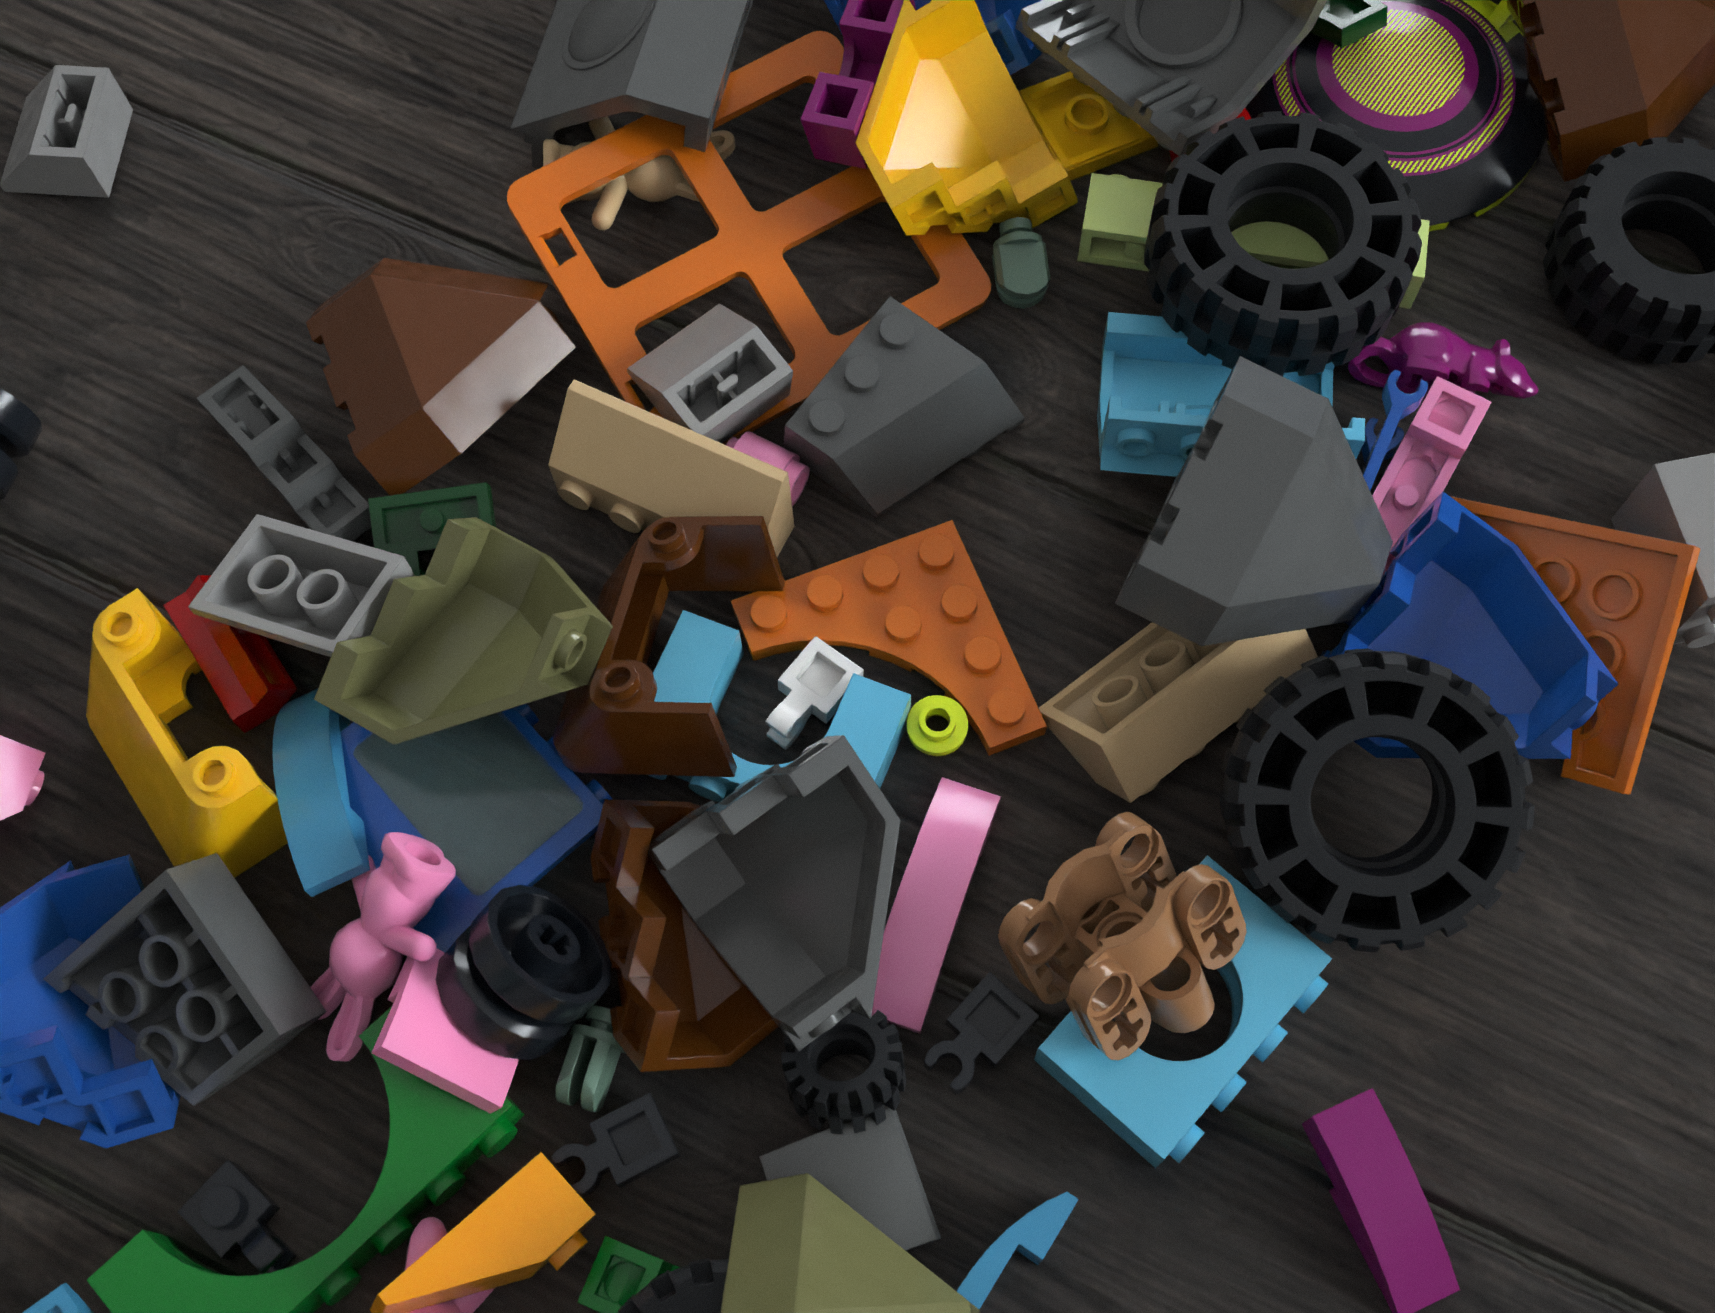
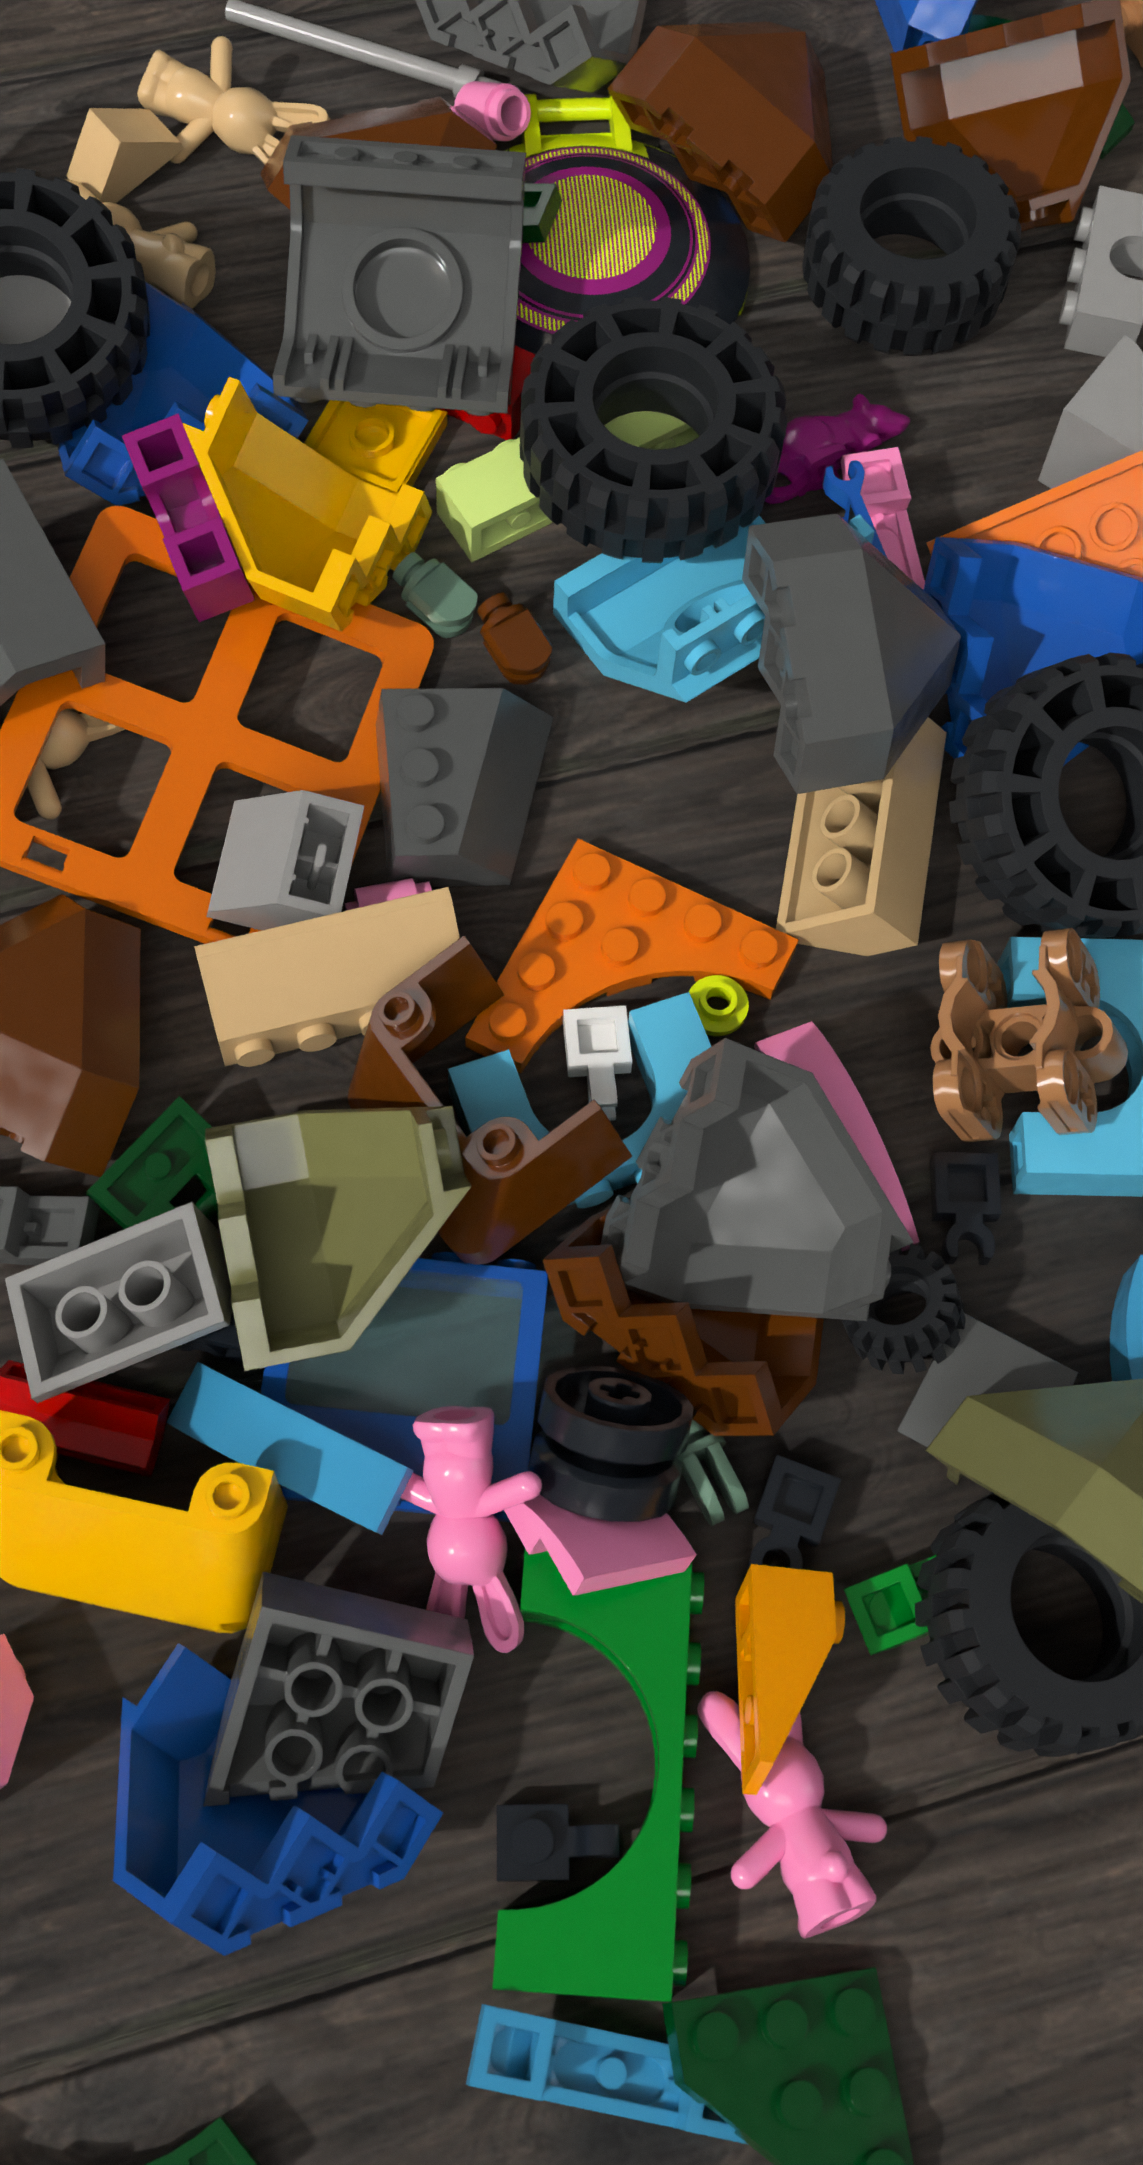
camera: 50 degrees left, 0 degrees up
(1047, 338) = (514, 639): none -> reddish brown arm

